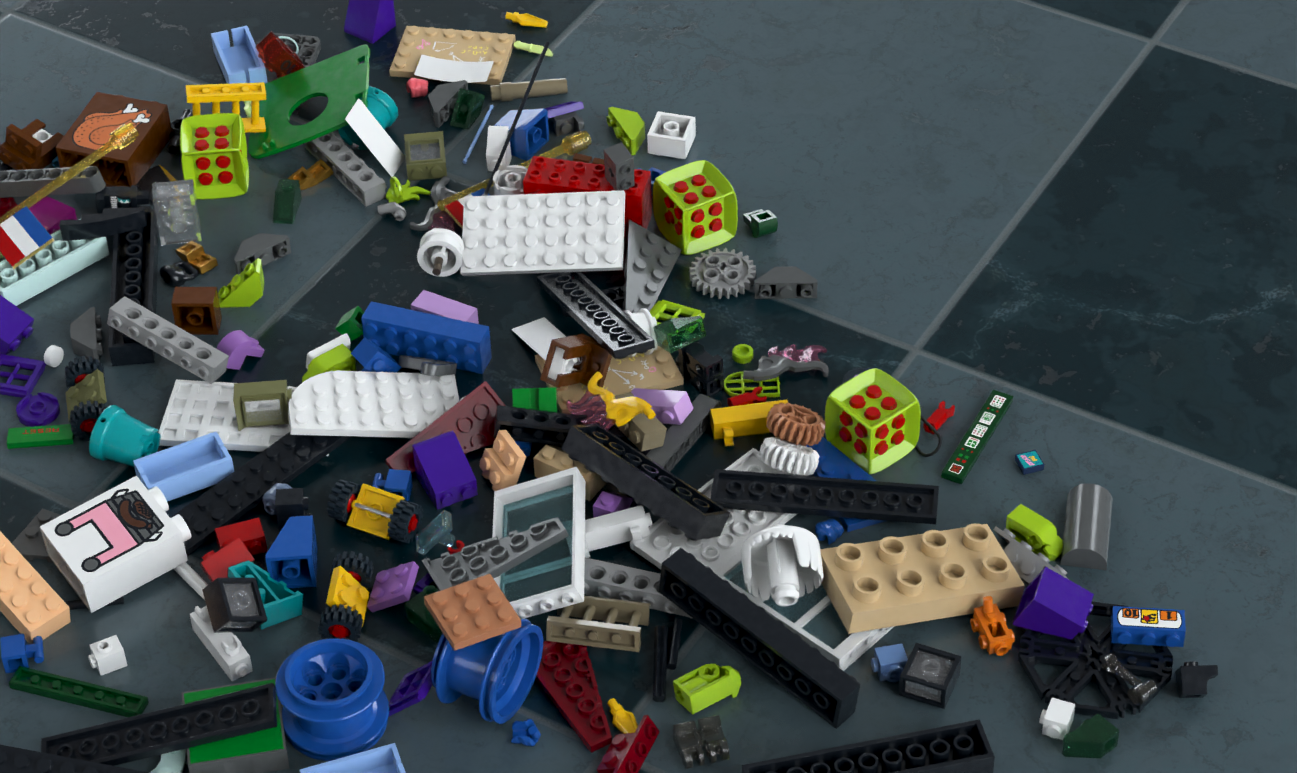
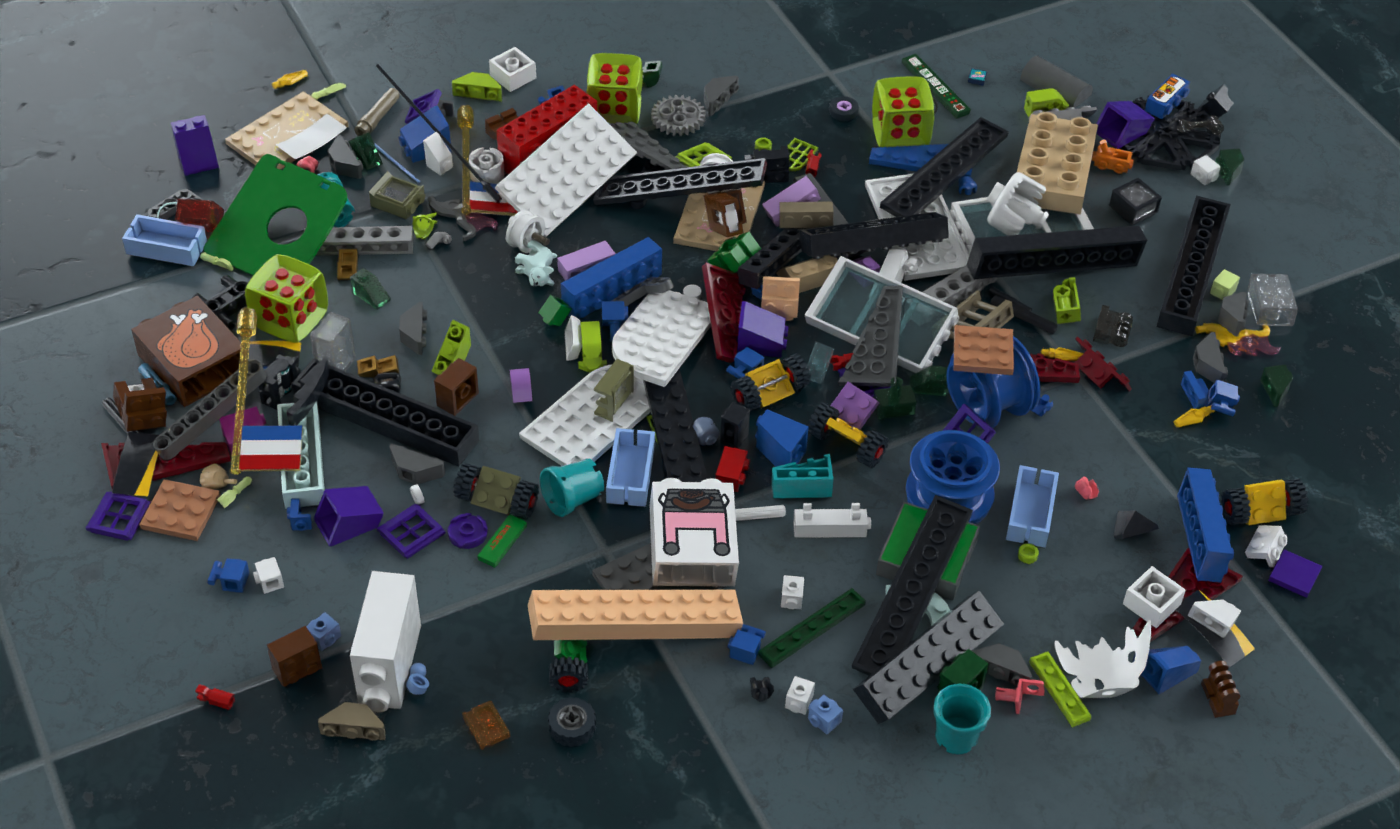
camera: 60 degrees left, 5 degrees up
(167, 340) = (487, 411): light grey brick -> none
(230, 92) = (235, 258): yellow fence -> none
(232, 553) = (757, 483): red brick -> none
(234, 605) = (824, 490): black piece -> none
(375, 137) = (365, 203): white sticker -> none
(408, 284) = (536, 264): none -> light aqua animal
(538, 335) = (665, 225): white sticker -> none
(603, 407) = (789, 219): piece -> none
(619, 167) = (574, 89): dark grey brick -> none
(679, 332) = (746, 148): clear green slope -> none
(740, 420) = (837, 167): yellow brick -> none
(788, 359) = (791, 128): dark grey piece -> none
(788, 456) = (897, 165): white gear -> none
(795, 424) = (874, 146): nougat gear -> none
(889, 662) = (1107, 213): medium blue brick -> none

